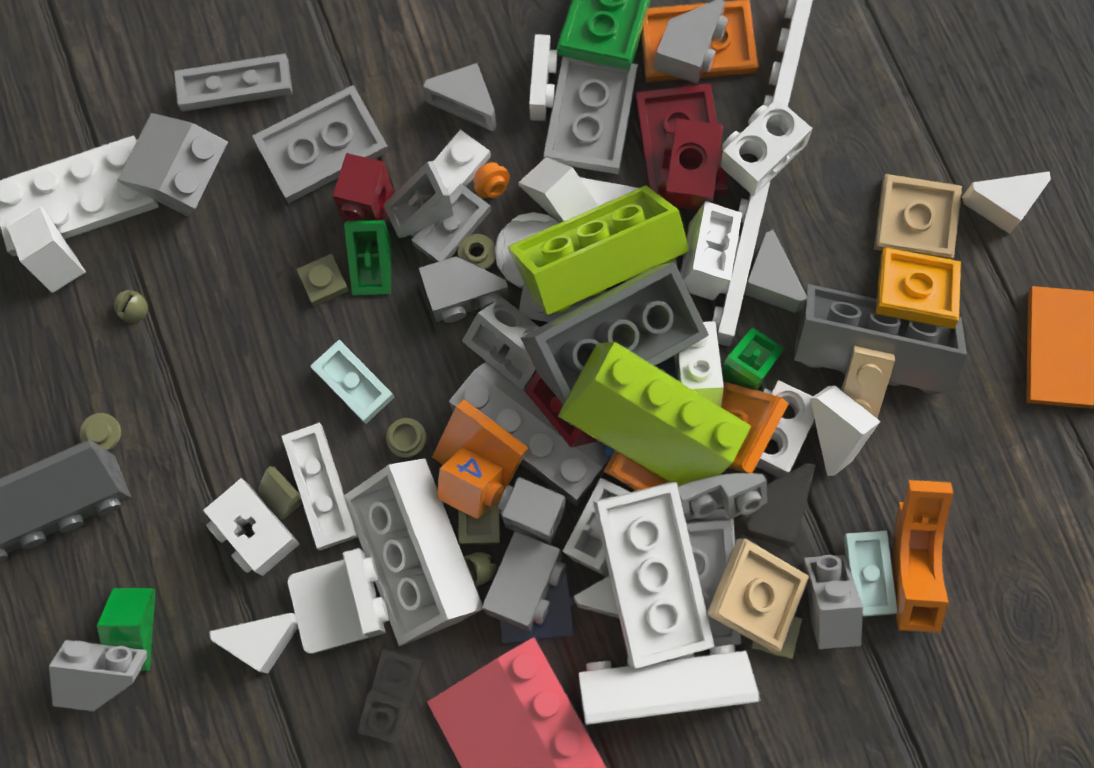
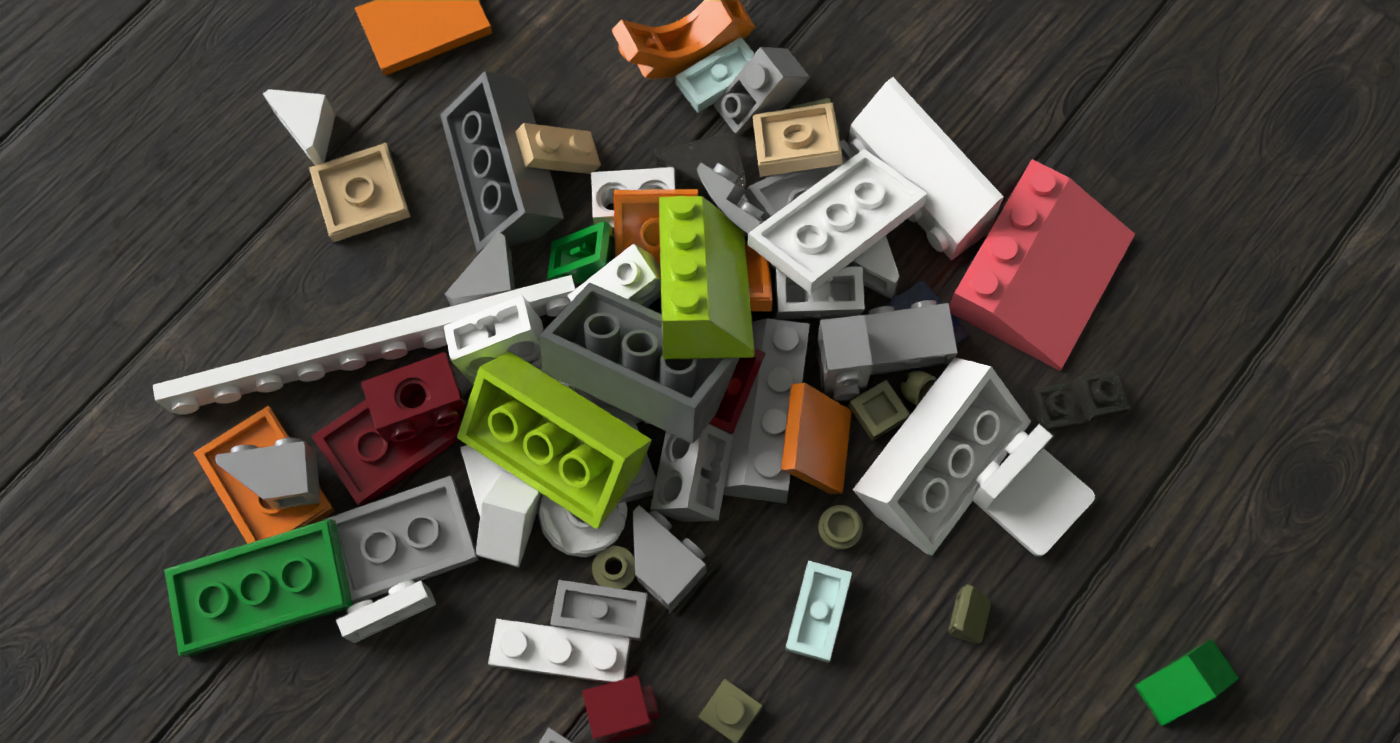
camera: 120 degrees left, 5 degrees down
(91, 674) = (1254, 673): light grey slope -> none
(258, 641) = (1116, 544): white slope -> none
(271, 538) = (1003, 638): white brick -> none
(319, 486) = (938, 579): white plate -> none
(368, 257) = (684, 670): green slope -> none
(419, 202) = (599, 643): light grey slope -> none
(463, 95) = (446, 677): light grey slope -> none
(470, 483) = (852, 426): orange brick -> none
(490, 180) = (529, 597): orange plate -> none
(771, 150) = (369, 325): white brick -> none
(841, 427) = (606, 142): white slope -> none
(919, 288) = (433, 154): light orange tile -> none

